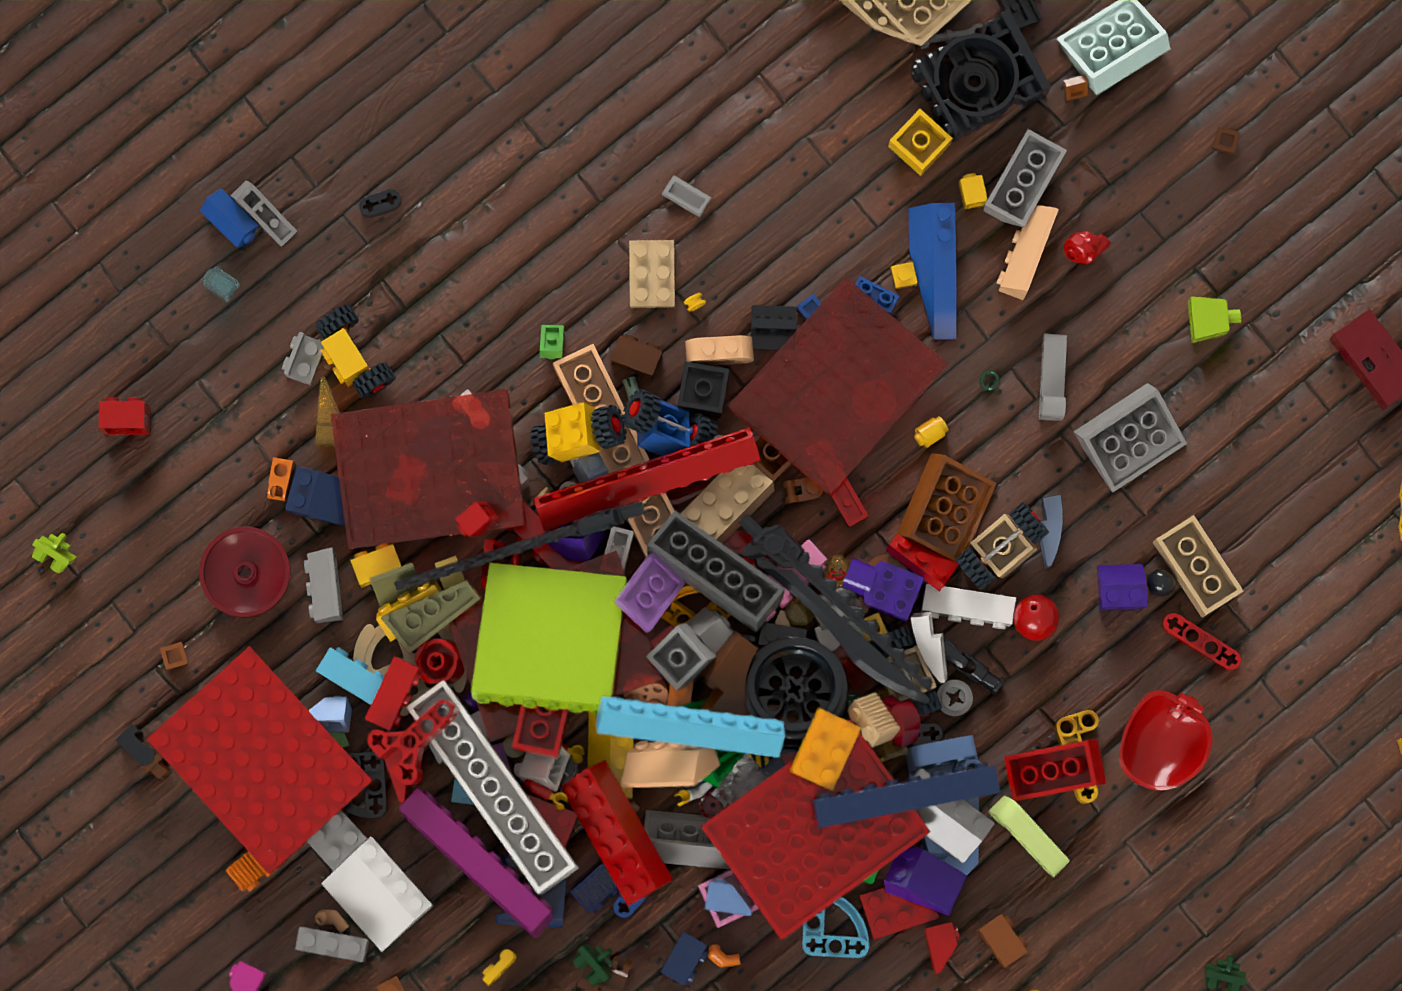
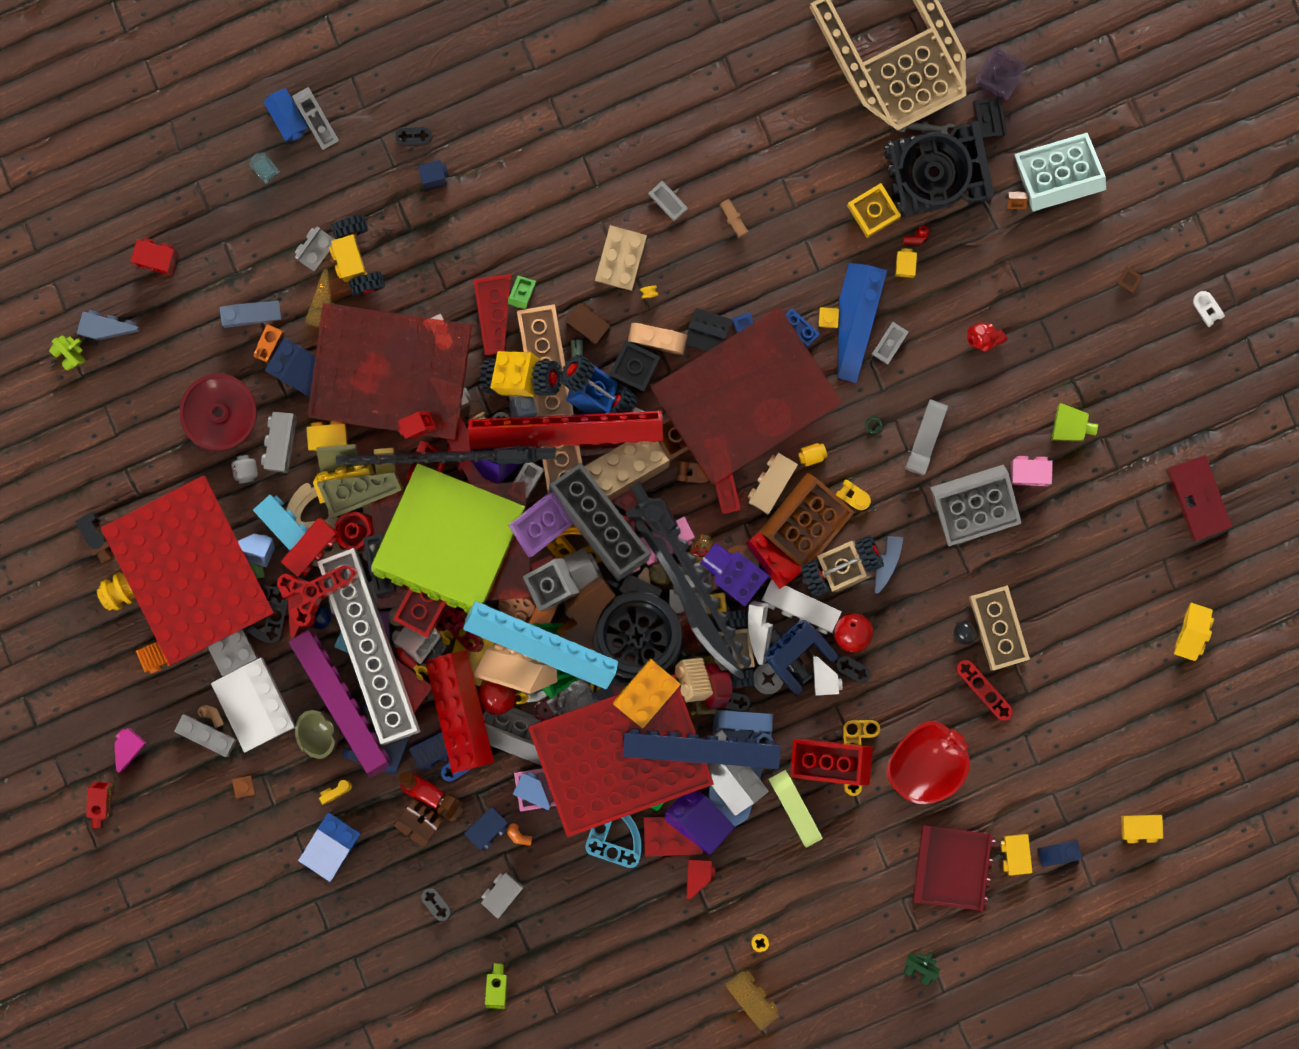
camera: 25 degrees right, 5 degrees up
(82, 515) = (101, 328): none -> sand blue slope
(174, 656) = (142, 464): dark orange plate -> none
(181, 811) = (115, 592): none -> yellow piece
(250, 451) = (250, 313): none -> sand blue slope
(292, 628) = (244, 469): none -> light grey head
(415, 237) = (433, 174): none -> dark blue brick
(430, 772) = (322, 617): none -> clear blue piece
(460, 905) = (317, 733): none -> olive cylinder
(489, 713) = (385, 586): none -> black slope
(523, 367) = (492, 305): none -> red wing
(583, 726) = (458, 617): none -> dark red beam
(598, 963) = (415, 811): dark green hips -> none
(634, 946) = (421, 789): none -> piece
(653, 804) = (496, 698): none -> red piece
(766, 194) = (734, 218): none -> medium nougat pin
(894, 476) = (772, 483): none -> tan brick
(971, 653) = (792, 646): none -> dark blue connector
(978, 160) = (918, 238): none -> red arm
(981, 284) = (890, 343): none -> light grey plate
(998, 468) = (859, 500): none -> yellow plate
(1003, 940) = (749, 887): dark orange brick -> none
(1019, 679) = (825, 679): none -> white slope
(1024, 179) = (951, 266): light grey slope -> none
(1027, 252) = (936, 326): light nougat slope -> none
(1045, 665) = (856, 665): none -> black beam
(1122, 587) = (932, 626): dark purple slope -> none
(1182, 381) = (1031, 472): none -> bright pink brick
(1226, 852) = (953, 868): none -> dark red panel
(1294, 816) = (1017, 854): none -> yellow brick
(1315, 141) = (1204, 301): none -> white plate
(1341, 801) = (1060, 853): none -> dark blue slope

